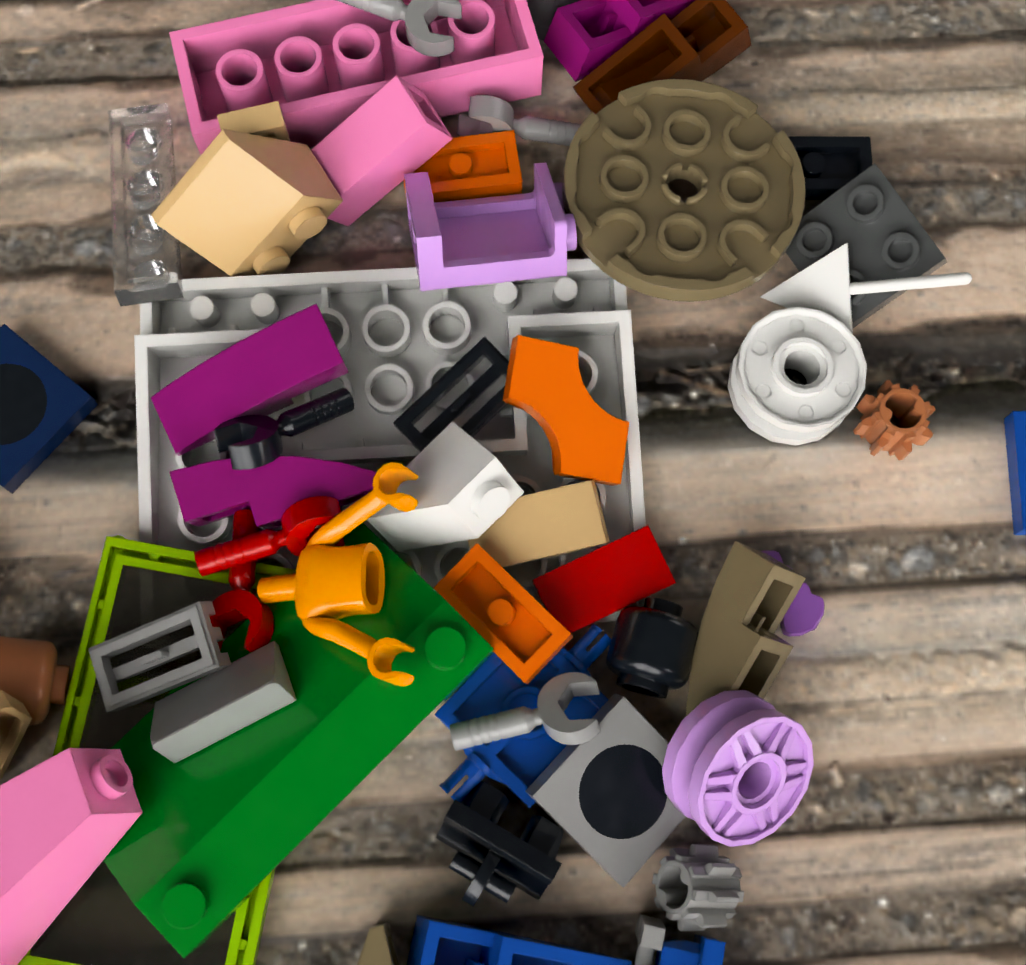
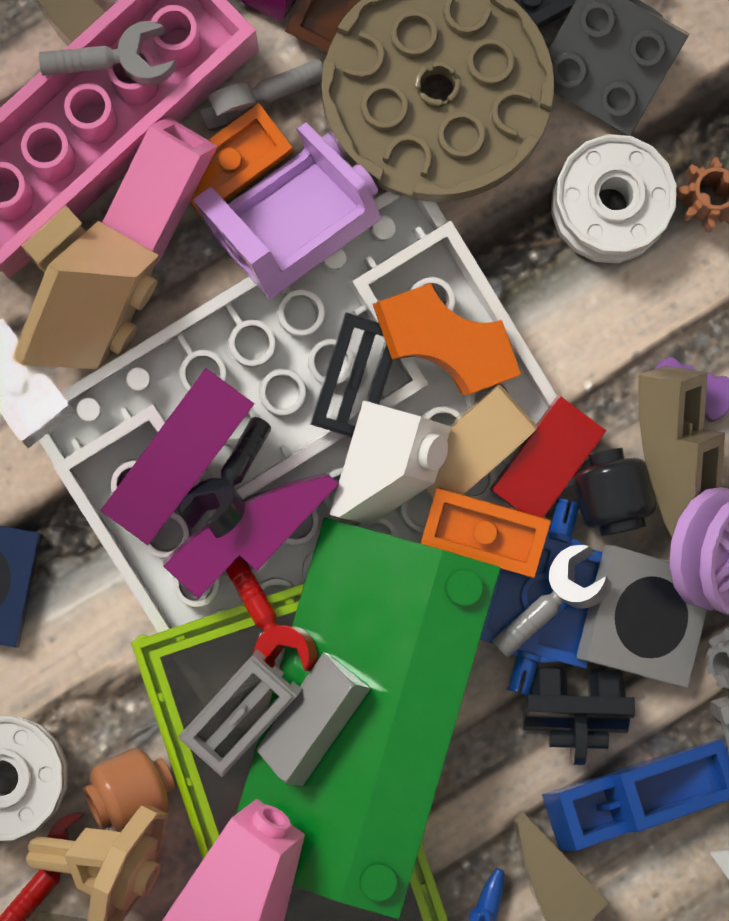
camera: 30 degrees left, 10 degrees up
(297, 528) = (296, 552): red piece -> none
(347, 579) = (354, 577): light orange piece -> none
(828, 286) = (603, 112): white piece -> none

